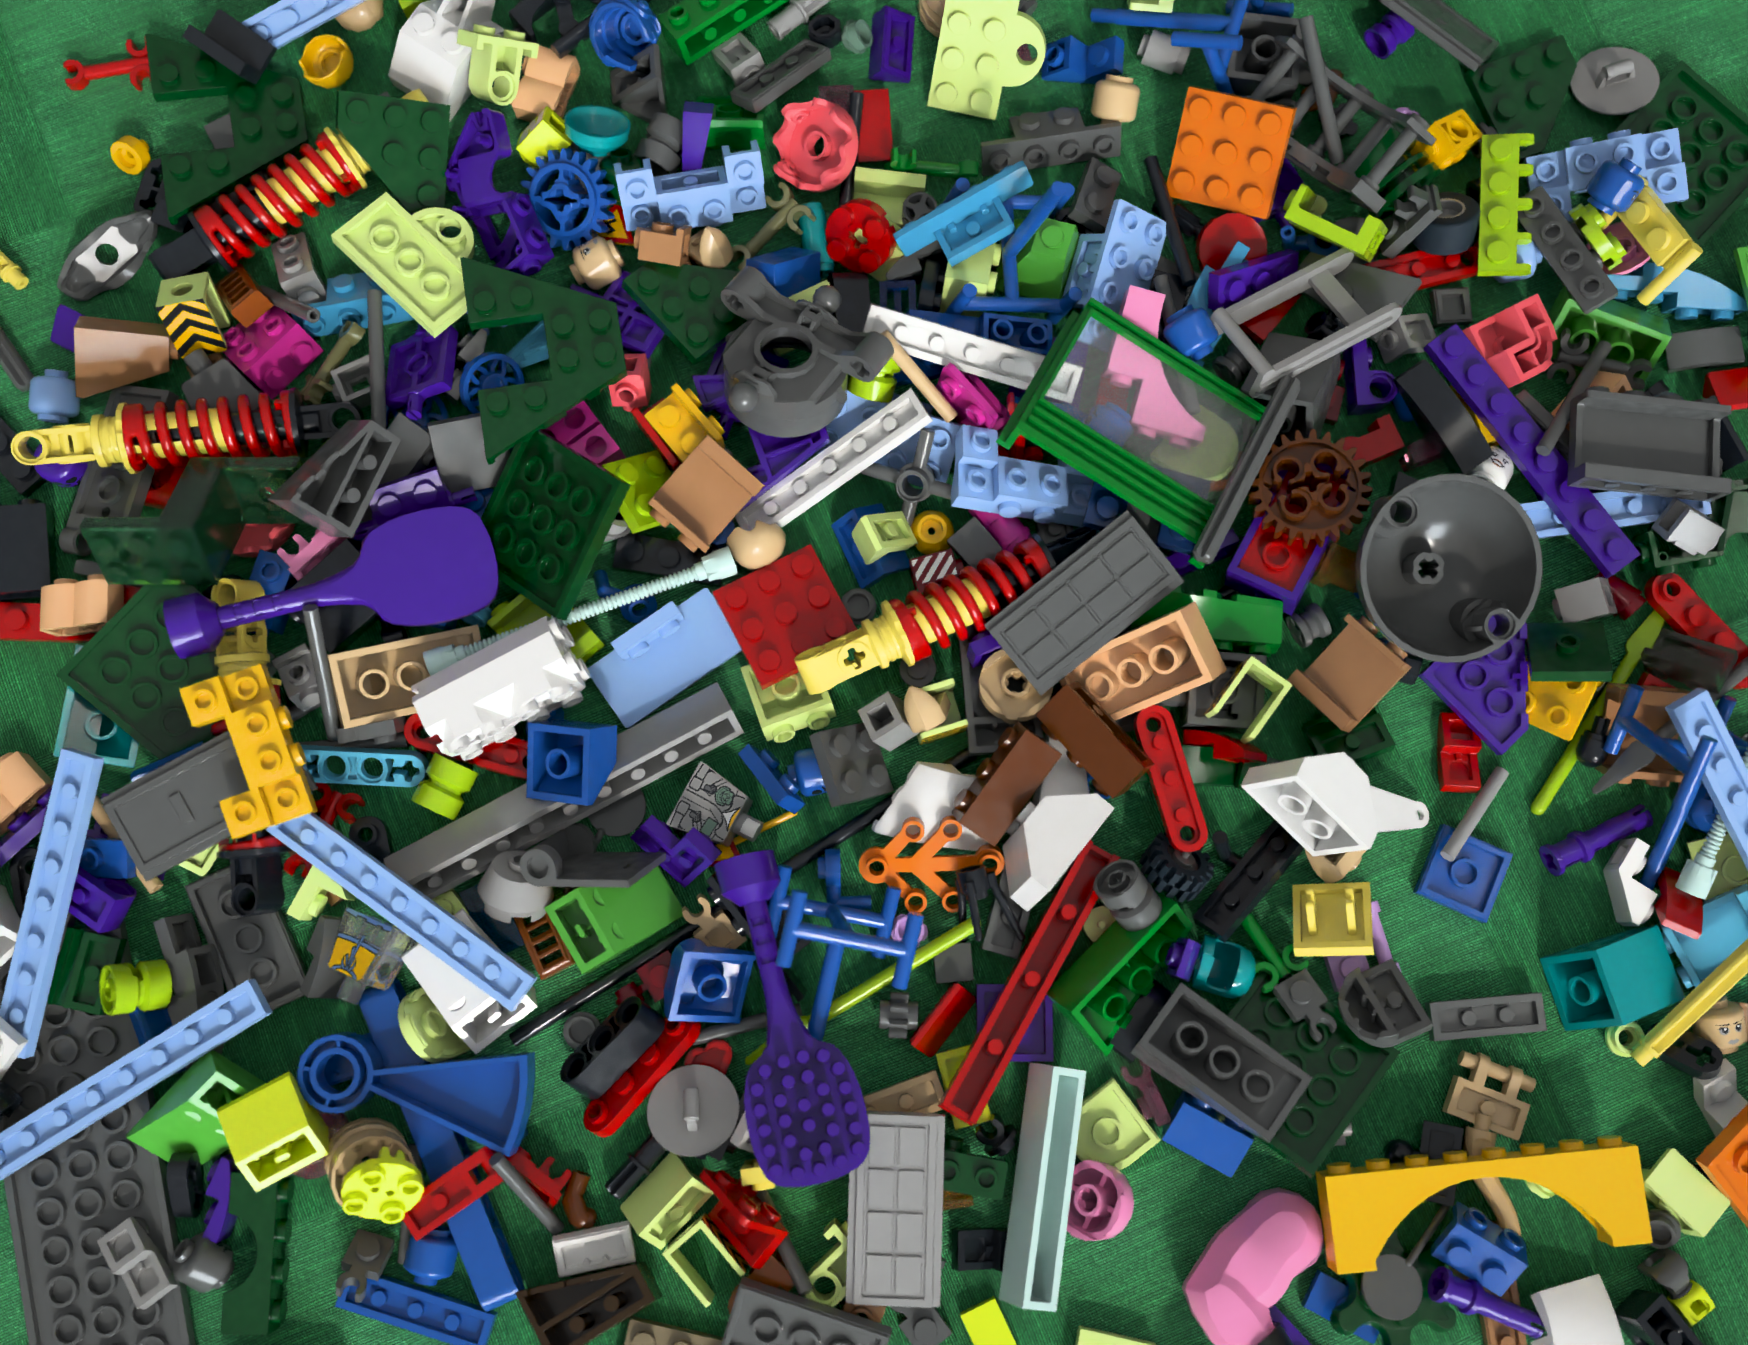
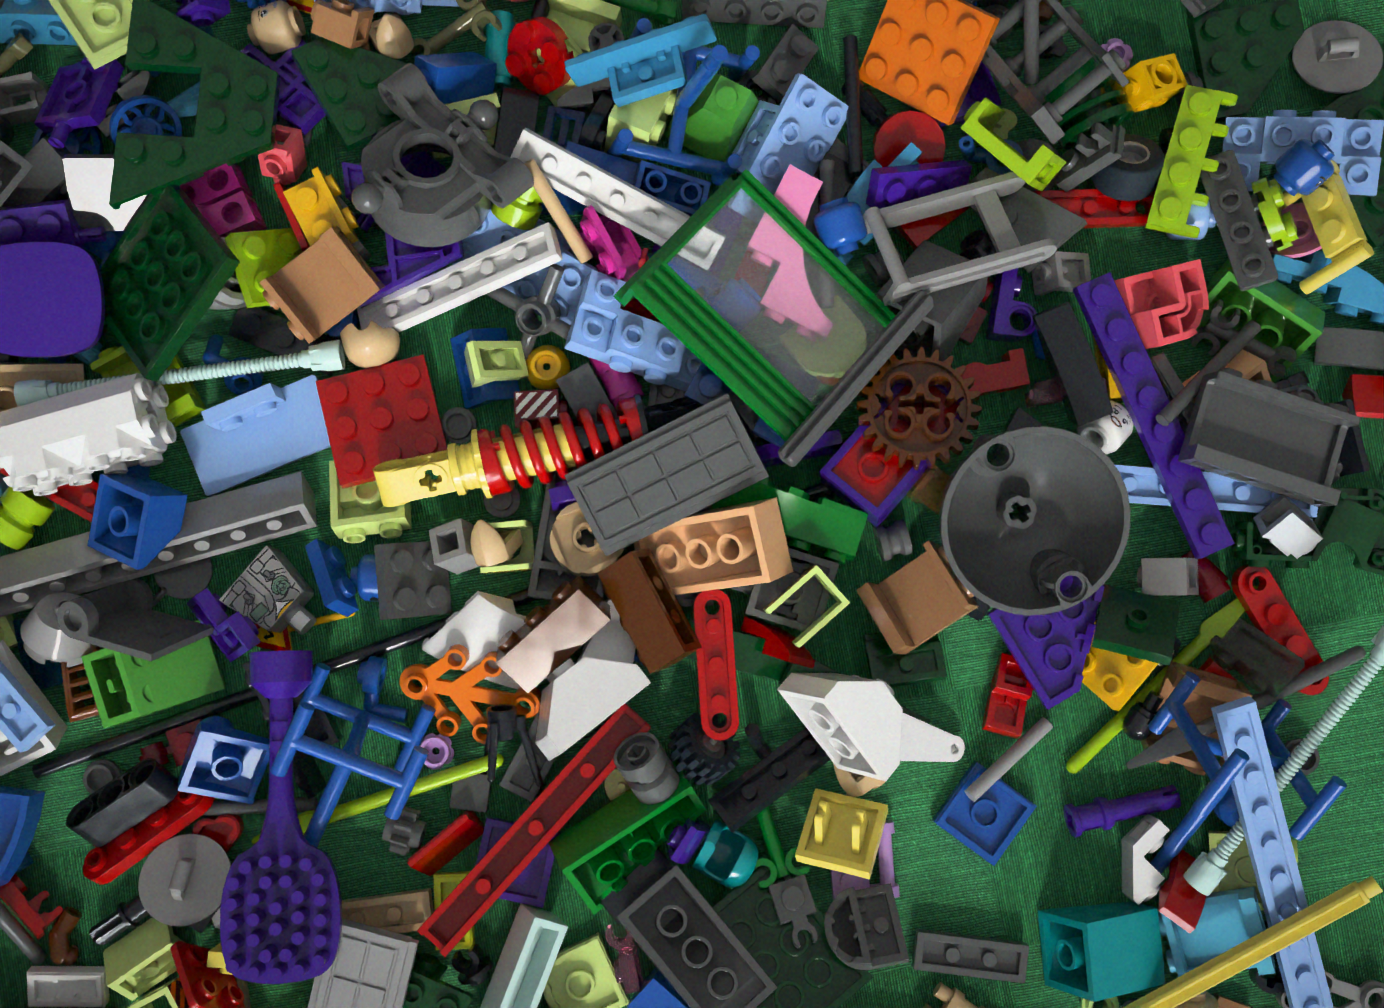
camera: 10 degrees right, 5 degrees up
(376, 357) = (34, 80): dark grey bar -> none
(714, 929) = (245, 709): tan plate -> none
(1450, 307) = (1114, 252): dark grey tile -> none

